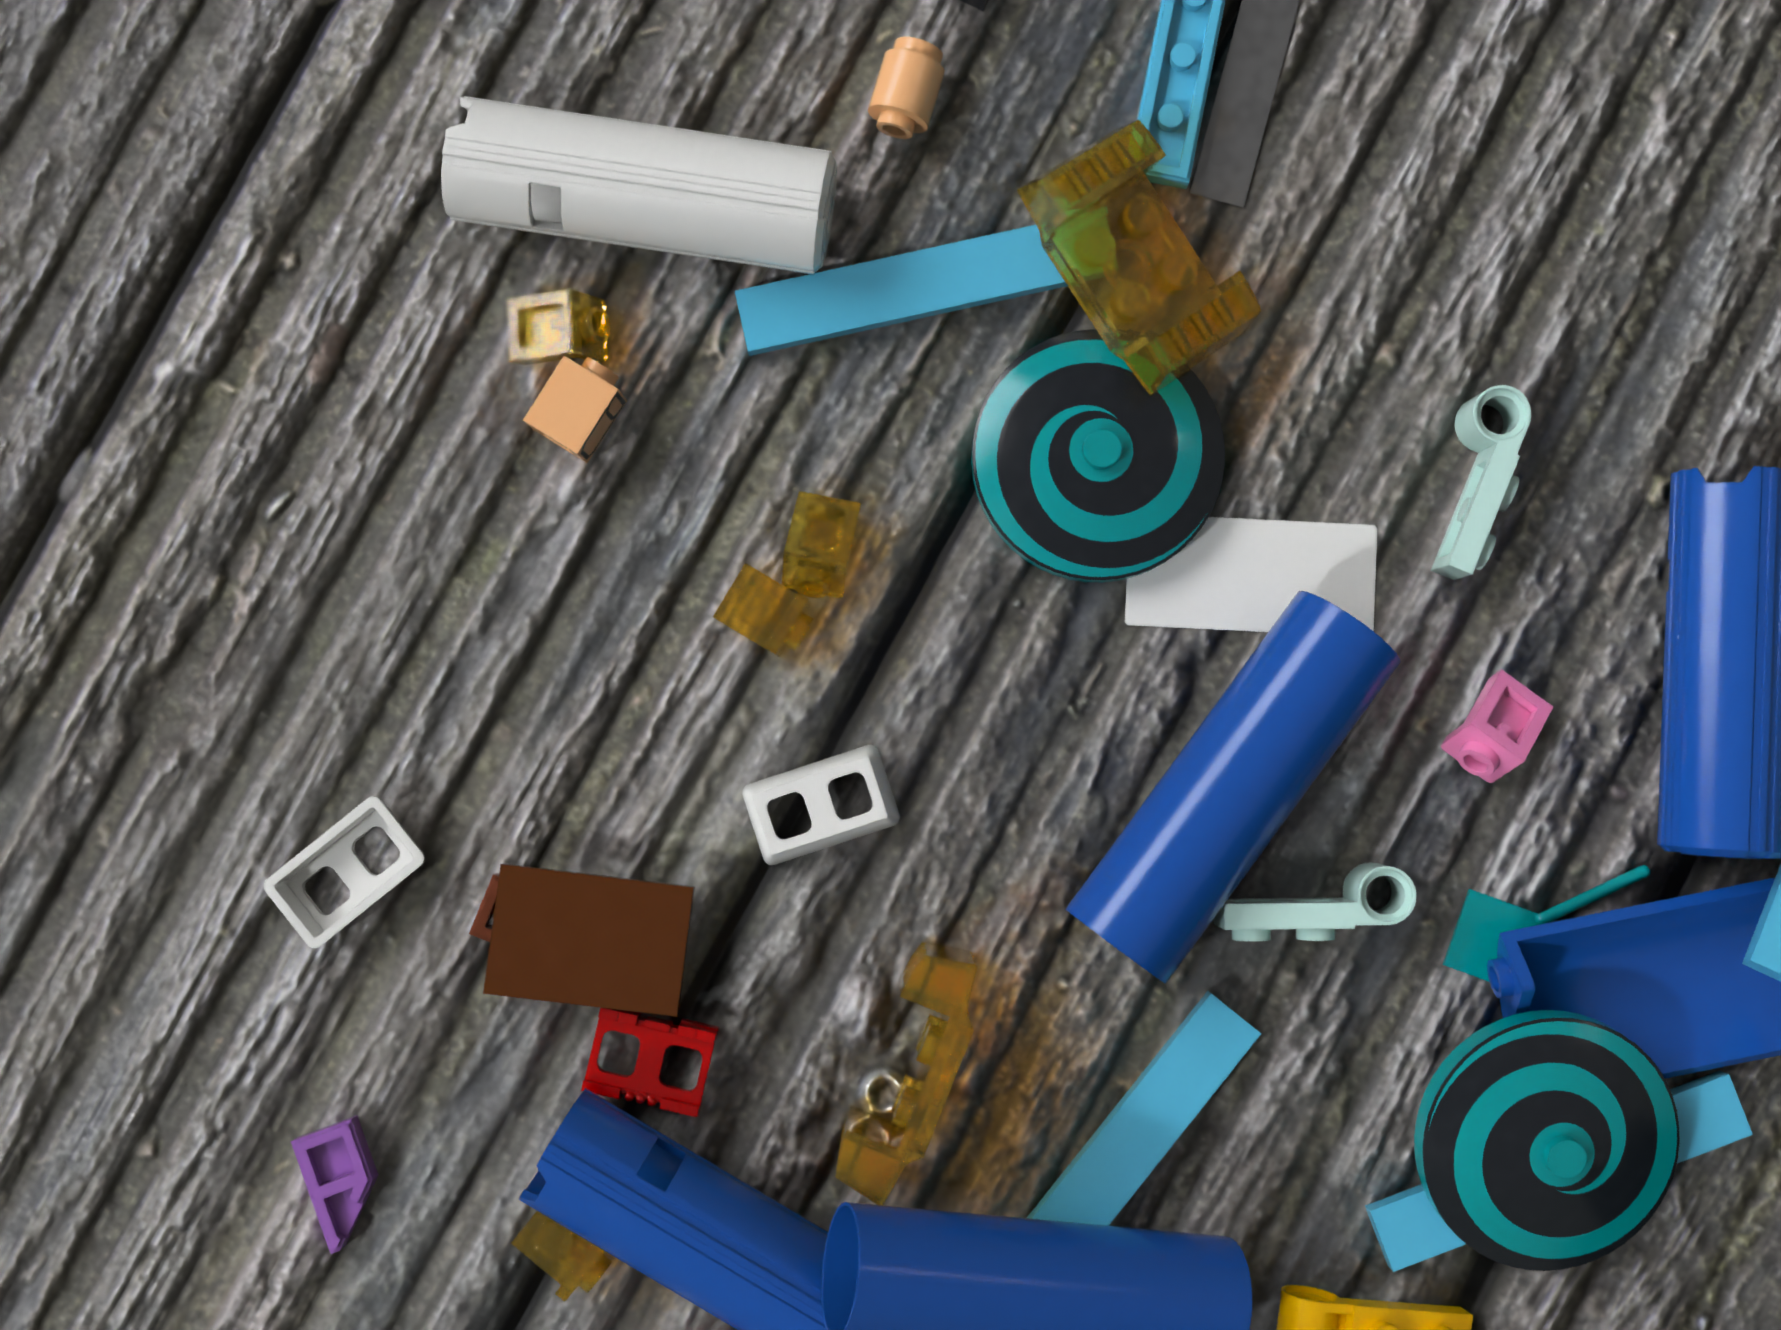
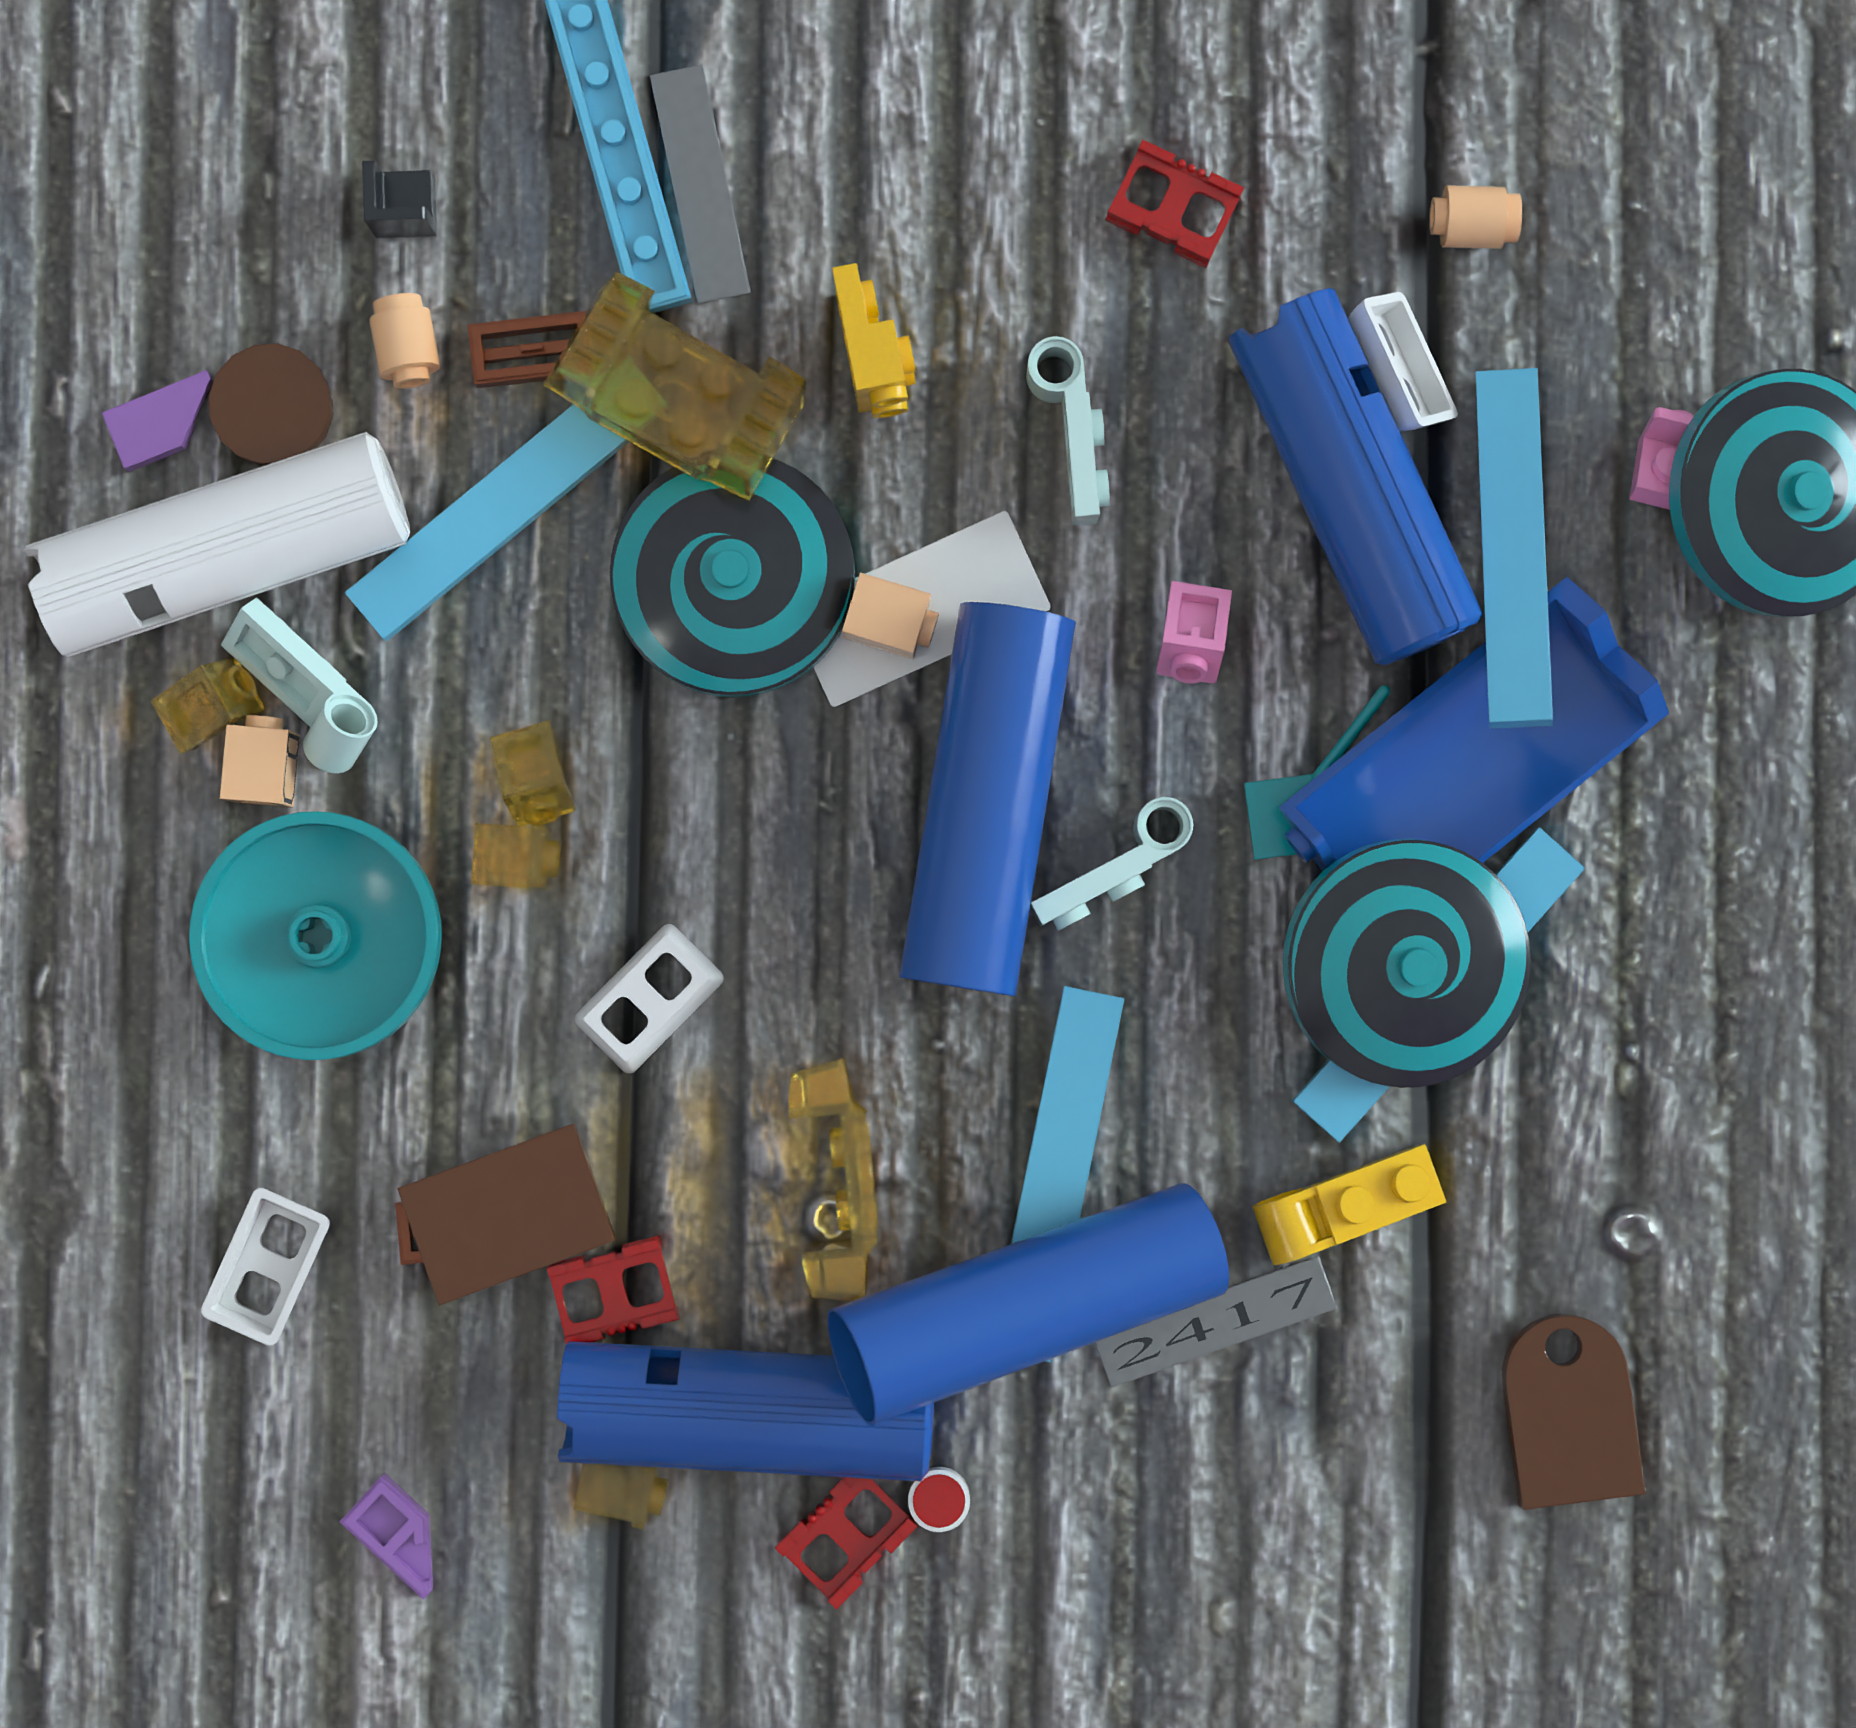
camera: 30 degrees left, 0 degrees up
(545, 591) = (315, 935): none -> teal dish
(644, 50) = (158, 421): none -> medium lavender tile
(656, 356) = (306, 684): none -> light aqua plate
(755, 83) = (270, 404): none -> reddish brown tile
(1011, 129) = (513, 327): none -> copper tile
(1224, 569) = (889, 616): none -> light nougat brick
(1338, 315) = (877, 358): none -> yellow plate
(1660, 337) = (1165, 222): none -> red piece

